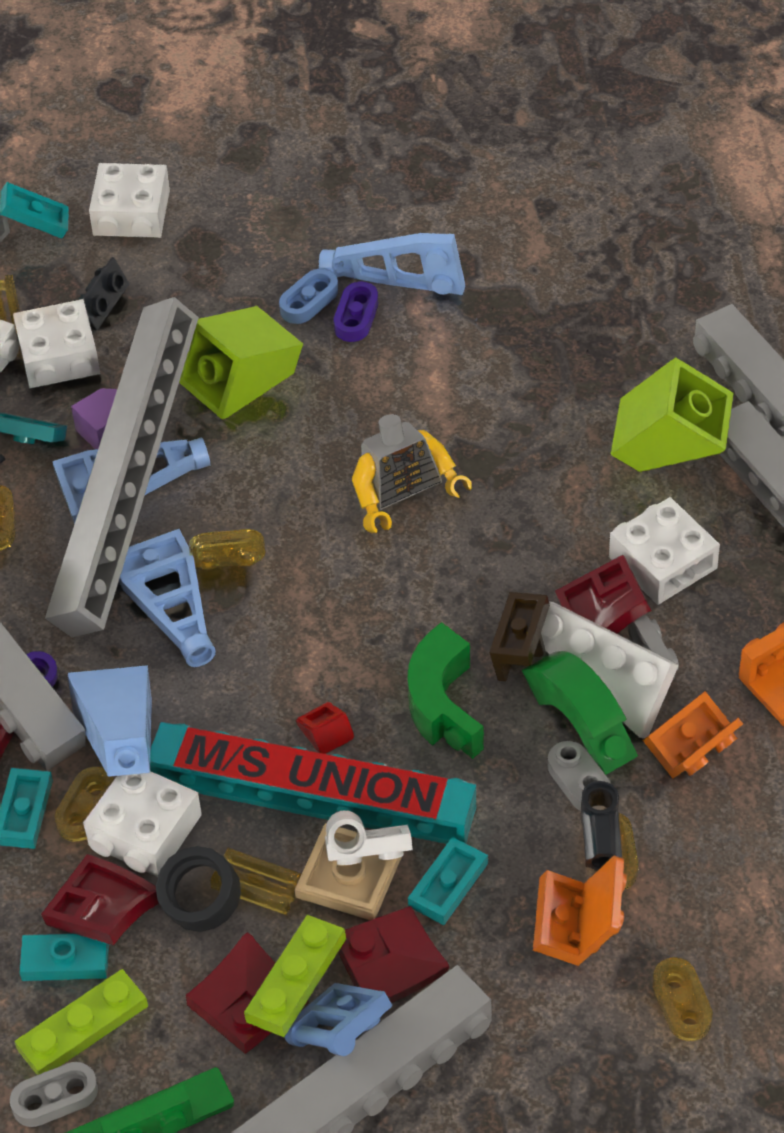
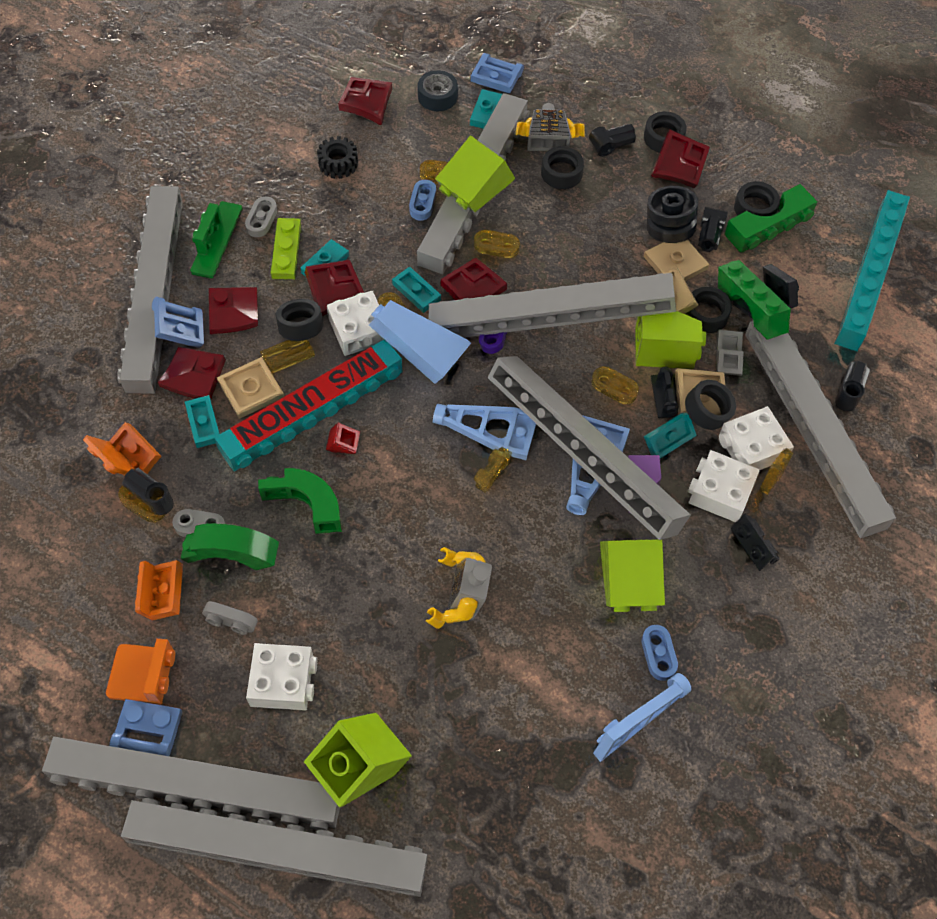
camera: 125 degrees right, 10 degrees up
(34, 210) = (858, 547): teal plate -> none
(129, 200) = (826, 605): white brick -> none
(295, 975) = (215, 321): lime plate -> none
(356, 311) = (624, 669): dark purple plate -> none
(384, 842) = (246, 389): white plate -> none
(519, 632) = (297, 552): dark brown panel -> none
(606, 596) = (278, 615): dark red plate -> none
(631, 672) = (243, 583): white wing -> none
(682, 1002) = (46, 465): clear yellow plate -> none

